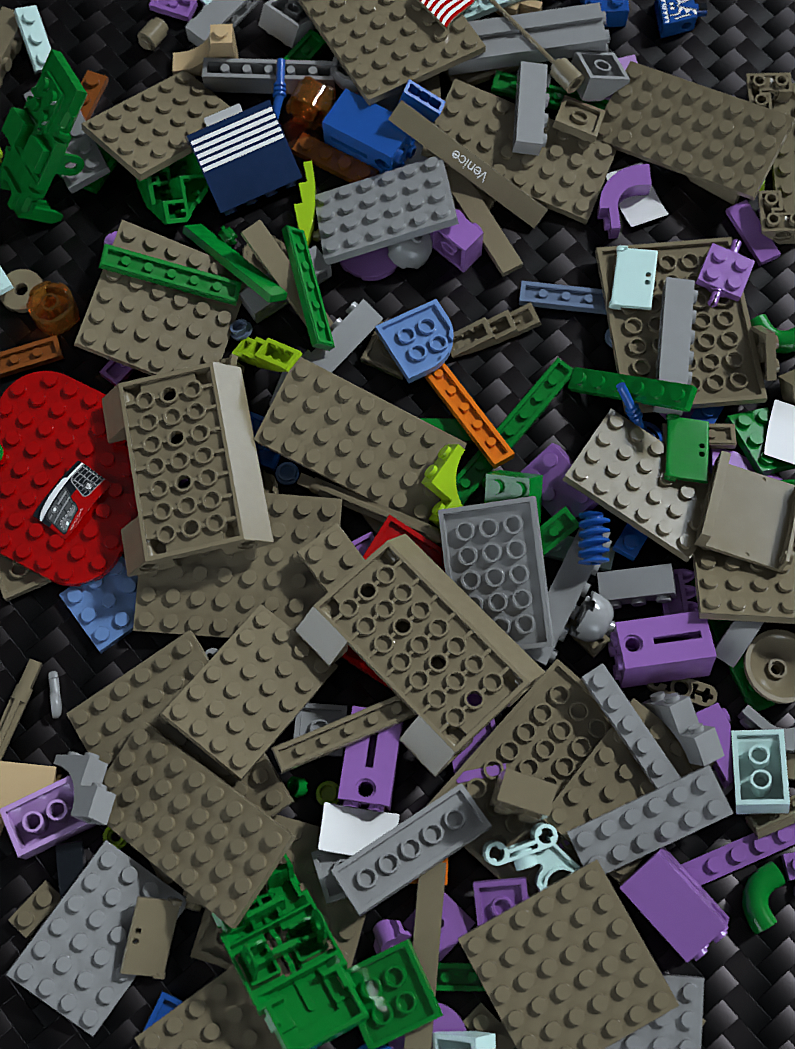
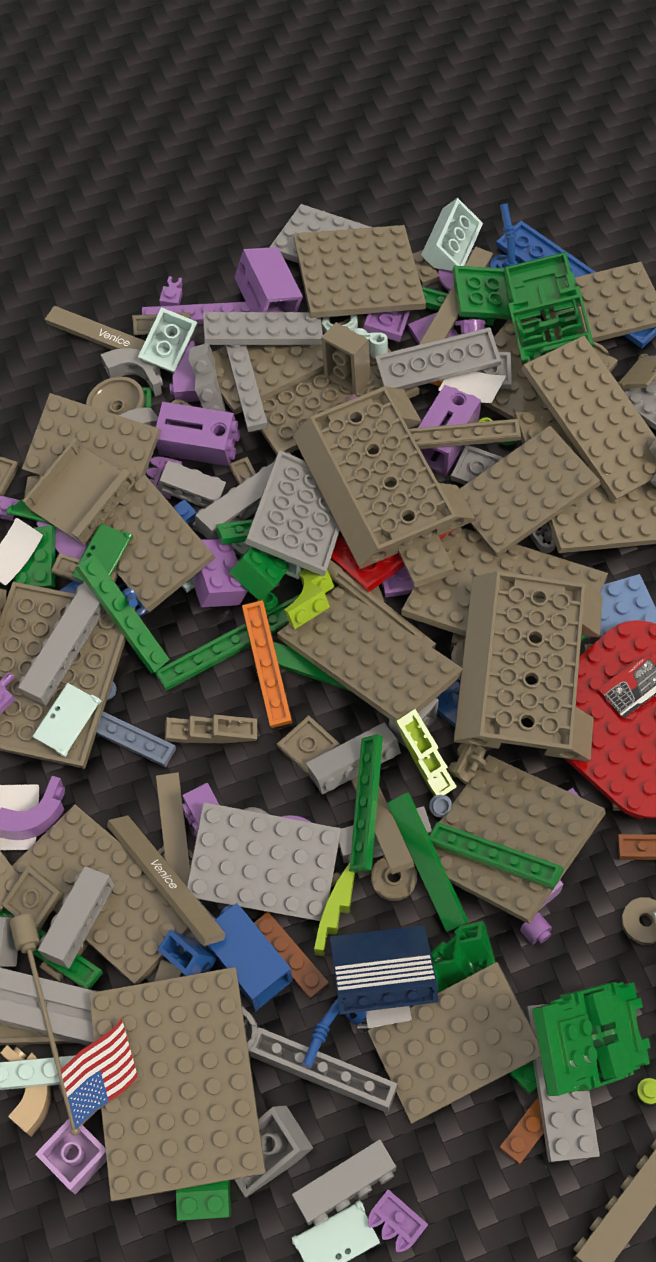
camera: 160 degrees left, 10 degrees down
(33, 36) = (571, 1220): light aqua plate -> none
(52, 307) = (612, 893): clear orange brick -> none
(152, 34) = (434, 1184): dark tan brick -> none
(219, 44) = (373, 1119): tan arch -> none
(228, 235) = (424, 905): green plate -> none
(308, 47) = (276, 1093): green plate -> none
(310, 103) = (290, 1016): clear orange brick -> none
(418, 339) = (281, 734): medium blue plate -> none
(593, 538) = (212, 505): blue piece -> none
(593, 619) = (238, 466): light grey cylinder -> none
(756, 896) = (208, 285): green cylinder -> none

